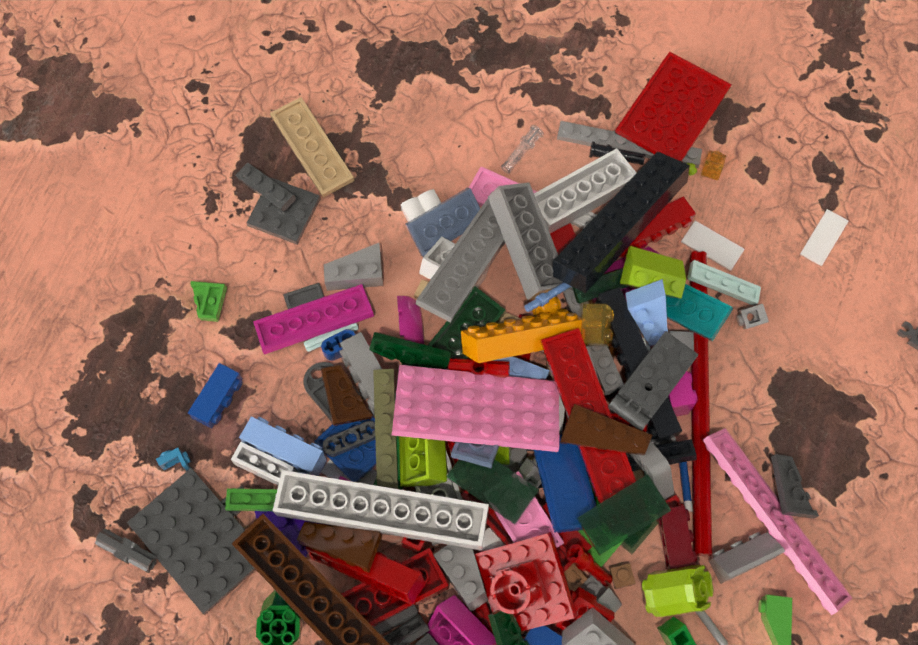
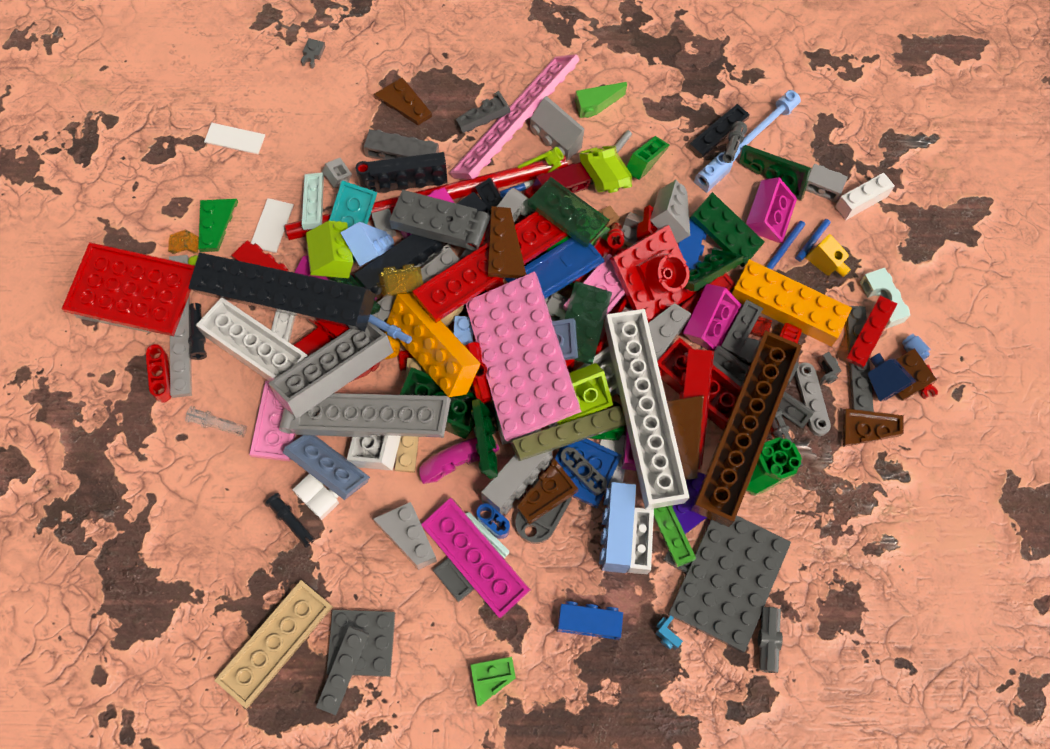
camera: 115 degrees left, 0 degrees up
(417, 180) = (285, 513): none -> black pin
(592, 112) = (155, 365): none -> red beam
(707, 535) = (552, 156): none -> lime plant
(731, 377) = (403, 172): none -> black hinge
(735, 197) = (213, 222): none -> green wing
(765, 387) = (389, 146): none -> flat silver brick
(830, 411) = (405, 100): none -> reddish brown wing

